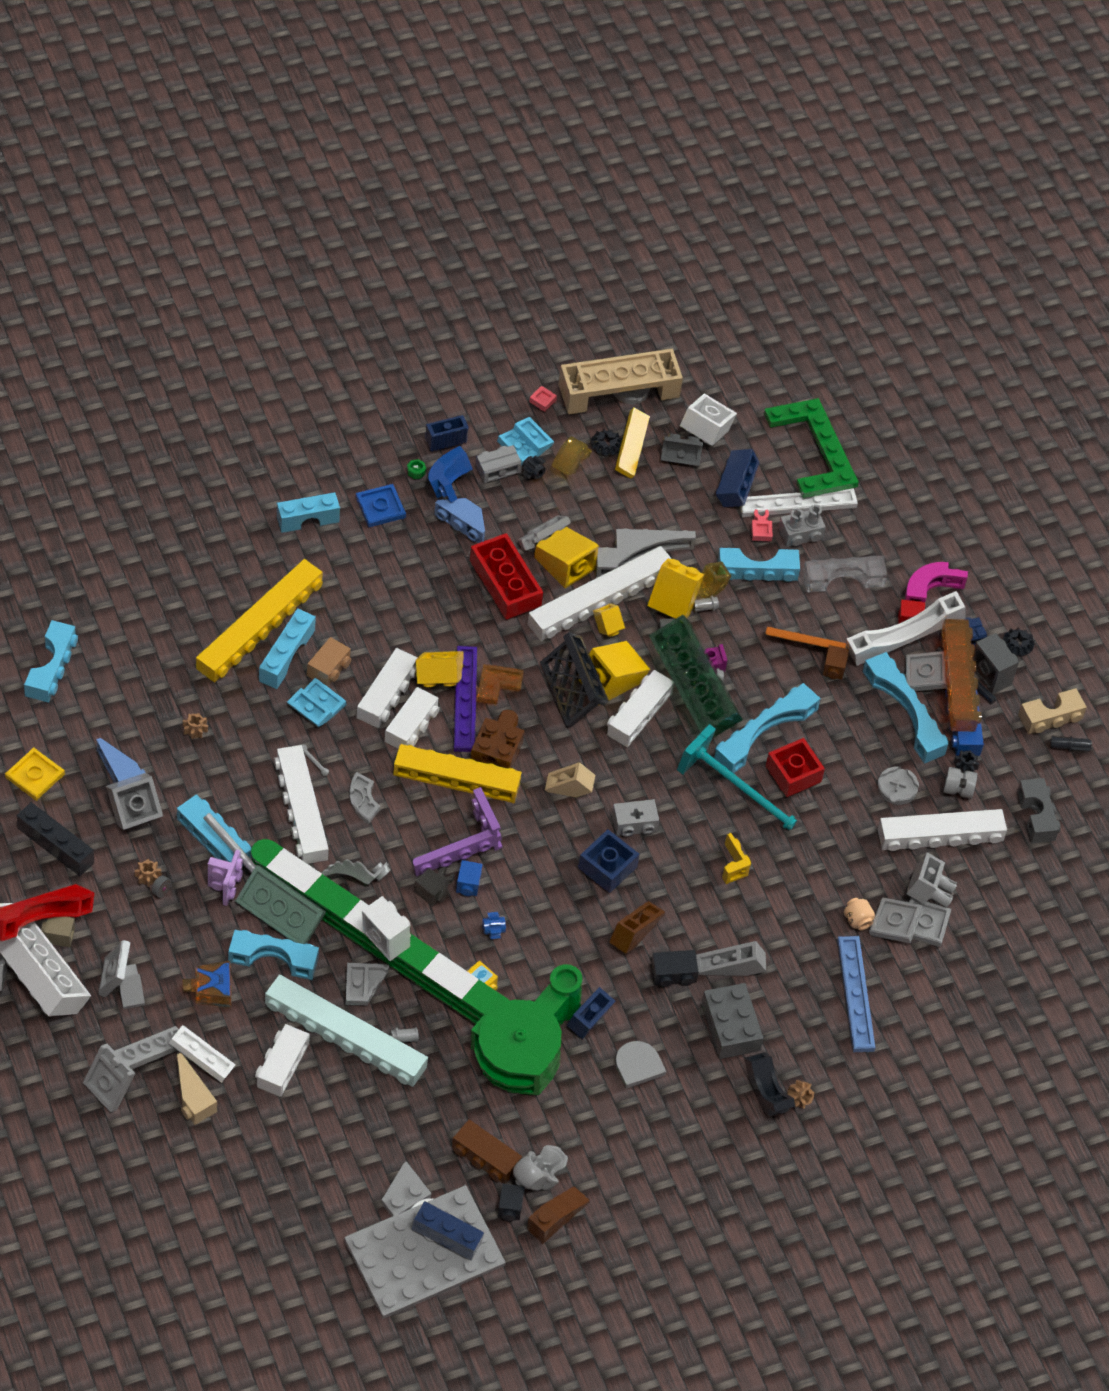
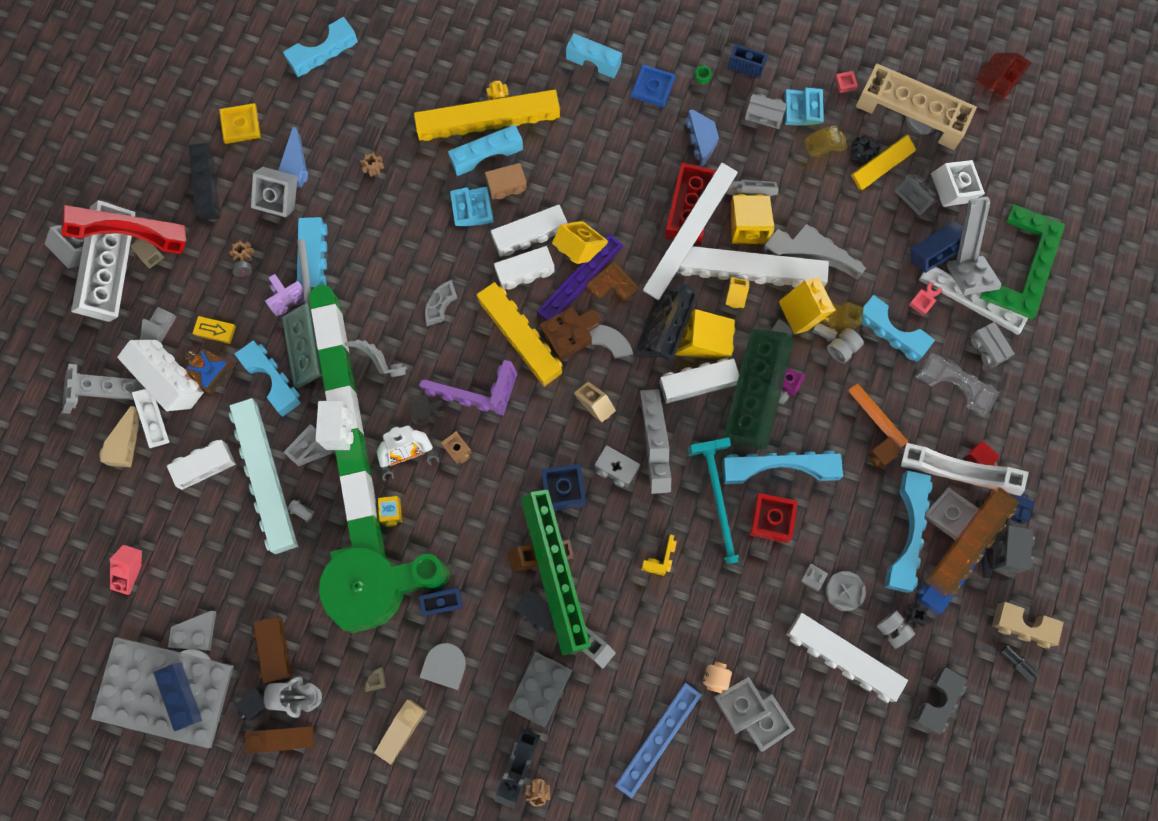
camera: 45 degrees right, 20 degrees up
(114, 968) = (150, 307): light grey tile -> none
(180, 1010) = (160, 374): none -> white brick
(183, 952) = (214, 329): none -> yellow tile
(250, 594) = (497, 90): none -> yellow gear
(298, 1185) = (124, 569): none -> coral slope
(302, 804) = (390, 277): white brick -> none
(324, 771) = (433, 235): light grey hinge -> none
(444, 923) = (402, 445): none -> white torso
(446, 470) = (720, 90): blue arch -> none
(469, 878) = (453, 422): blue brick -> none
(490, 896) = (449, 445): none -> medium nougat brick
(494, 925) = (437, 474): blue gear -> none
(530, 594) = (690, 231): none -> white tile
(533, 467) = (789, 131): black gear -> none
(540, 728) = (611, 340): none -> light grey tile
(593, 1115) = (376, 680): none -> dark tan tile
(649, 1132) = (400, 731): none -> tan slope
(653, 774) = (656, 441): none -> light grey arch
(665, 310) = (1003, 72): none -> clear red slope
(665, 917) = (555, 572): none -> green brick
(732, 602) = (846, 344): none -> light grey wheel
(774, 480) = (970, 271): none -> light grey bracket
(802, 526) = (956, 322): light grey brick -> none
(845, 526) = (991, 345): none -> light grey brick
(865, 792) = (814, 577): none -> light grey tile
(926, 879) = (793, 692): light grey brick -> none
(934, 576) = (1025, 436): dark pink arch -> none
(1027, 641) = (1043, 542): black gear -> none

